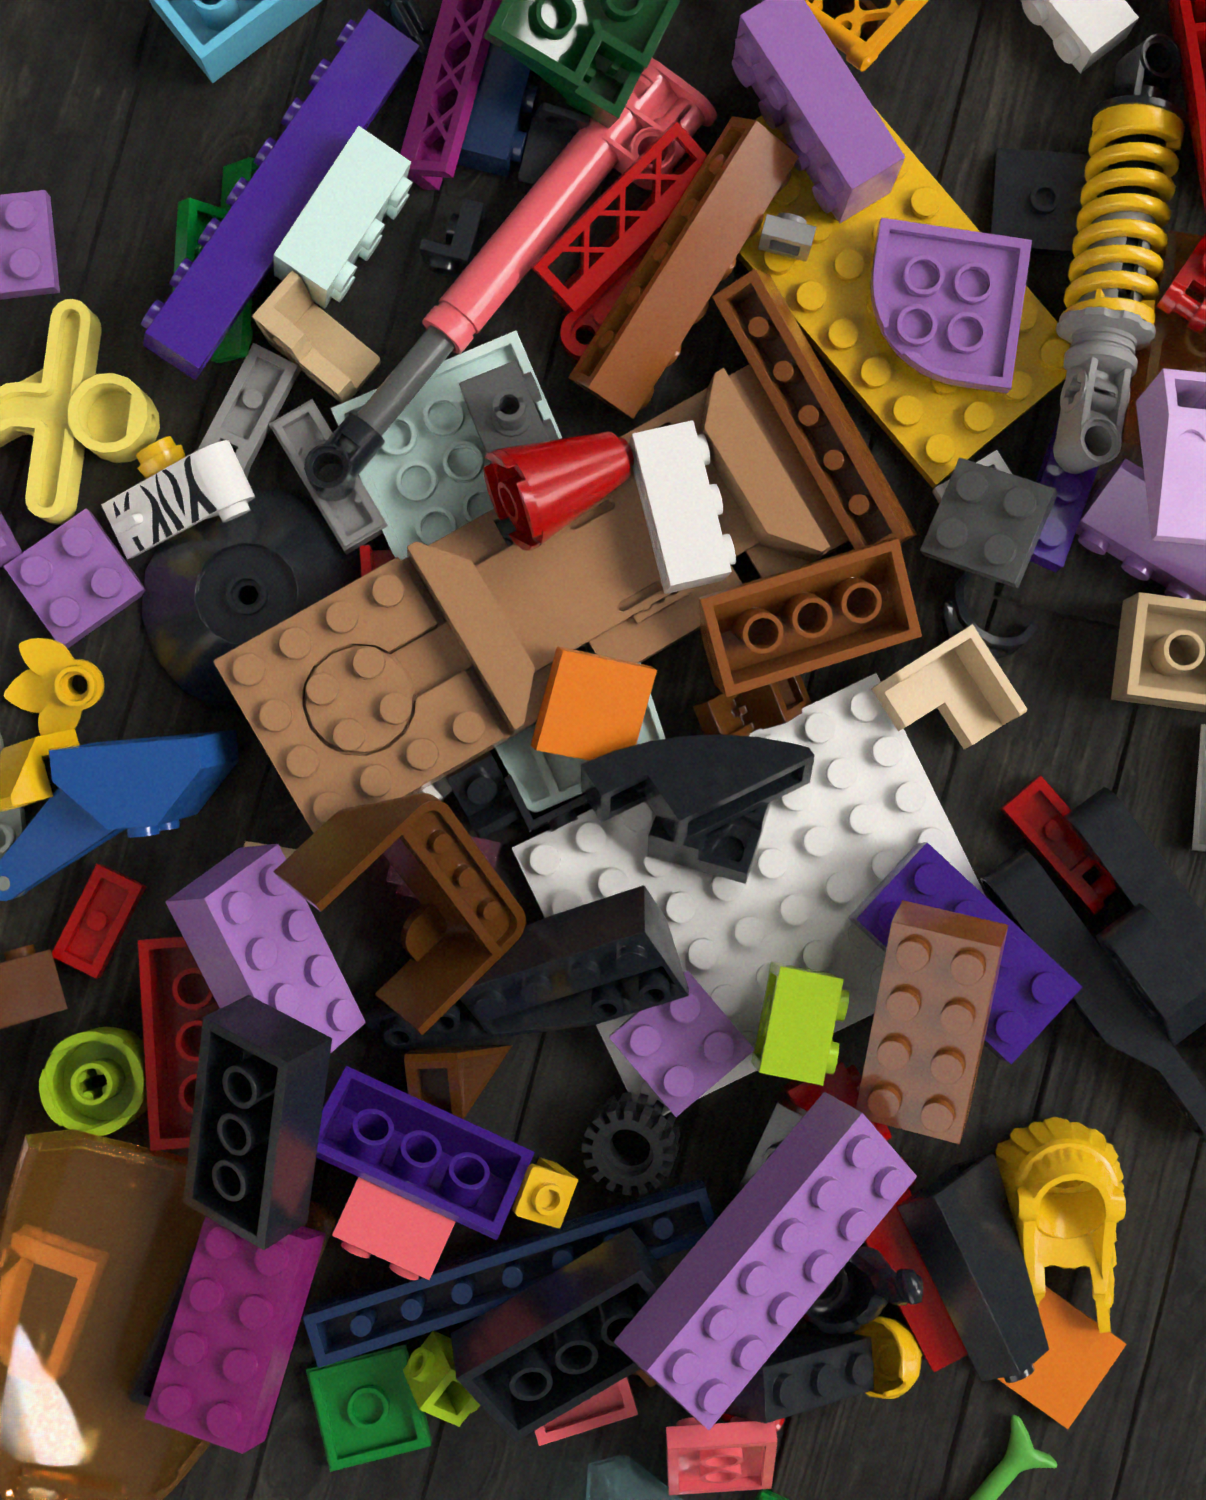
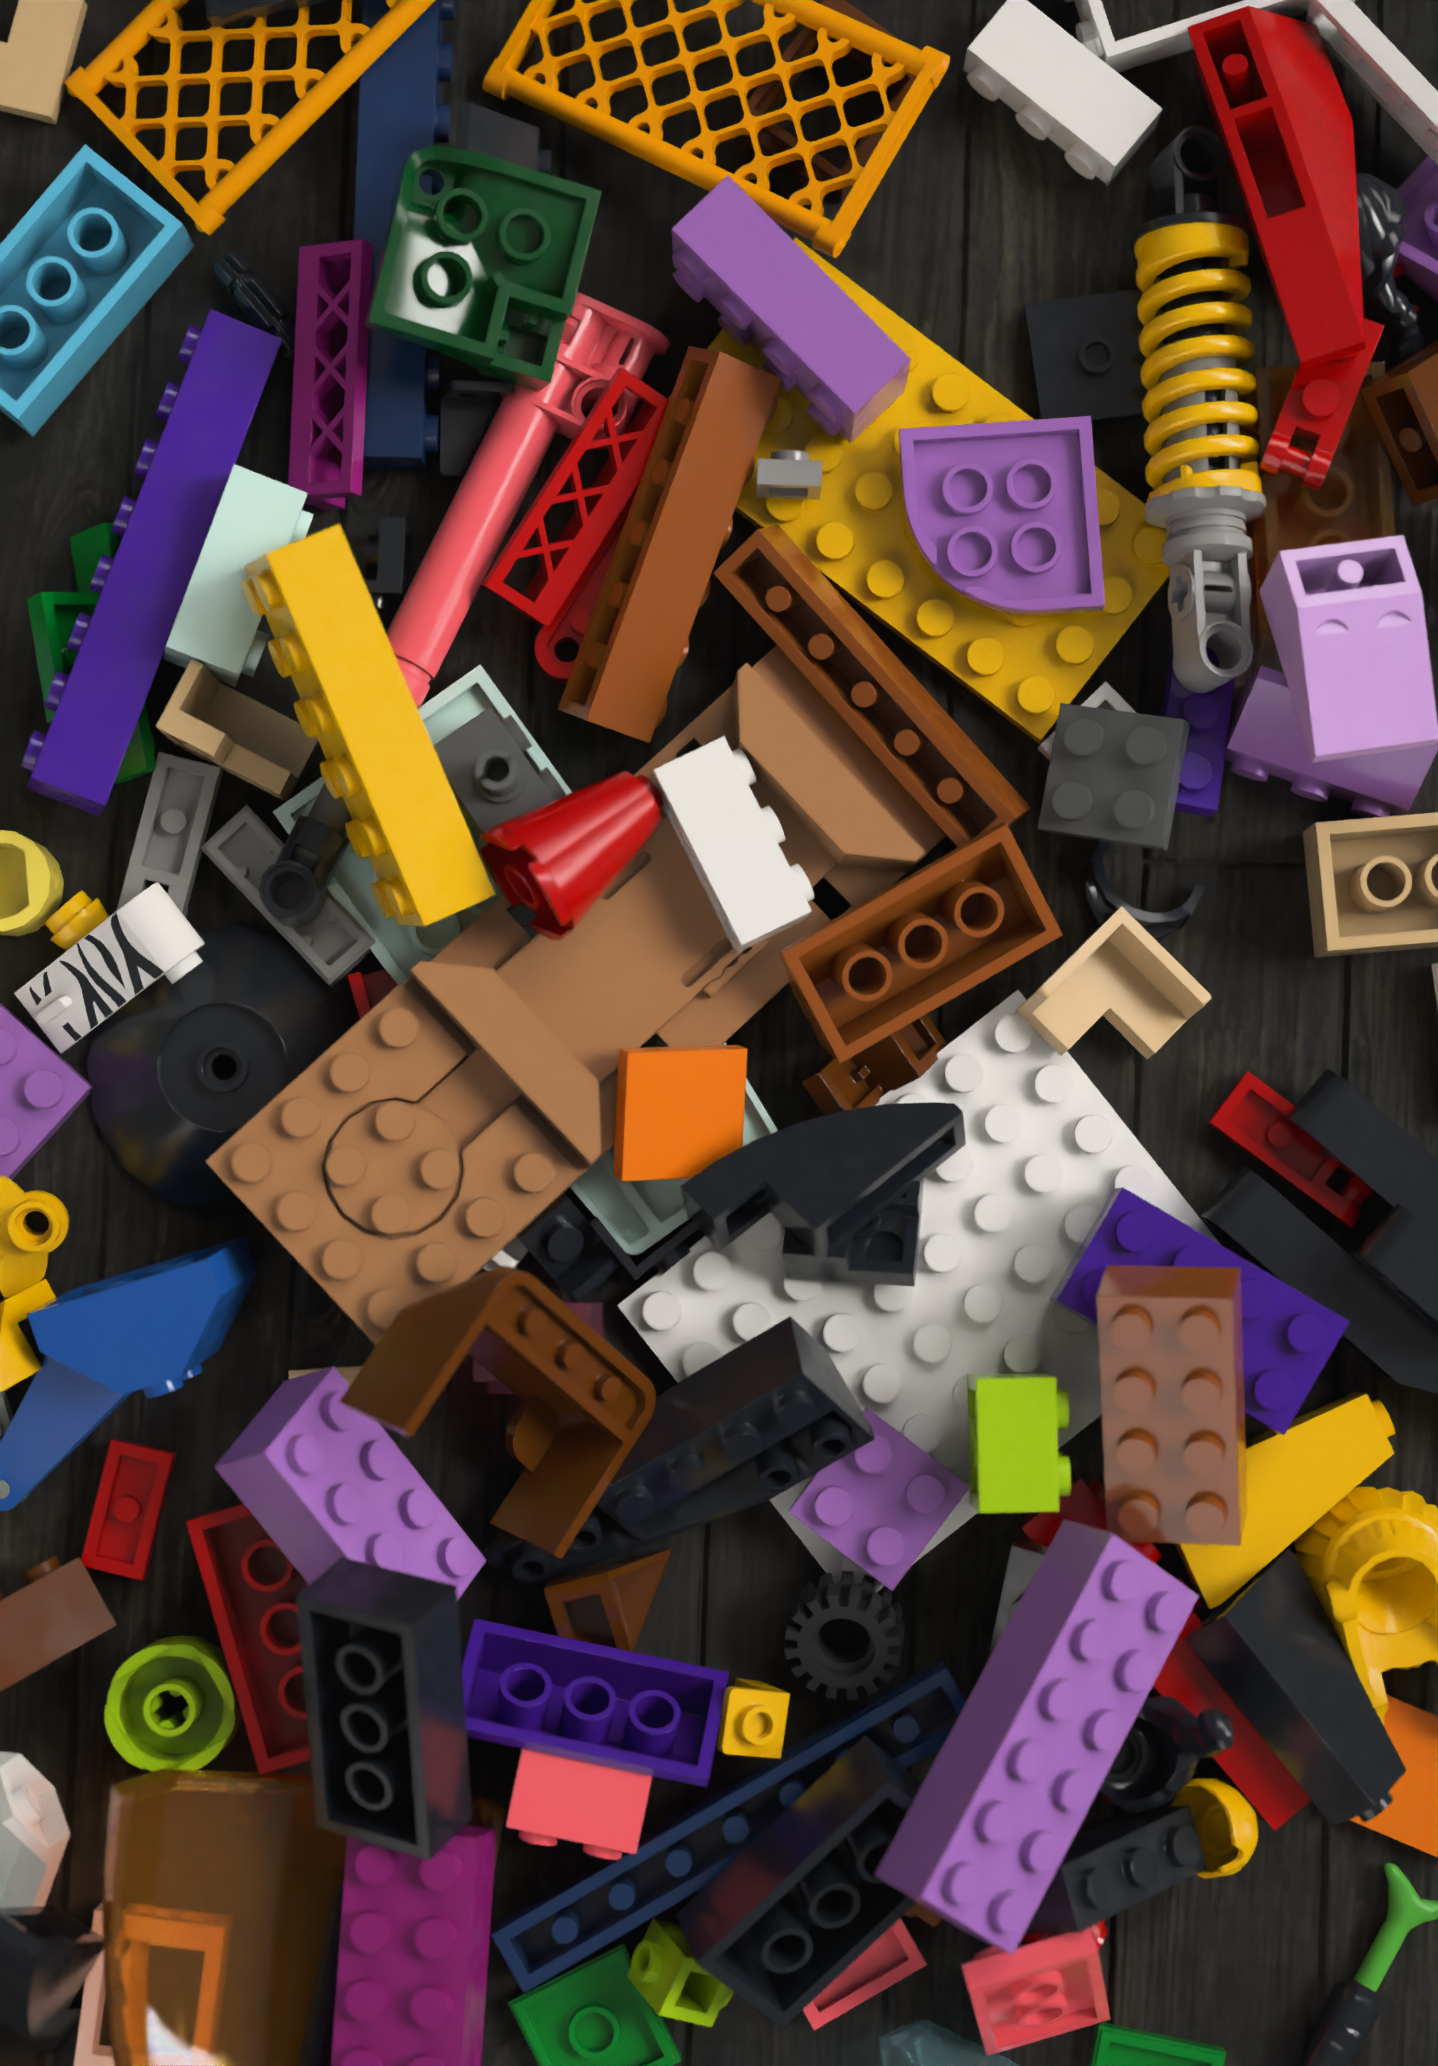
camera: 10 degrees left, 0 degrees up
(414, 348) = (367, 729): none -> yellow brick
(1006, 1106) = (1291, 1487): none -> yellow slope

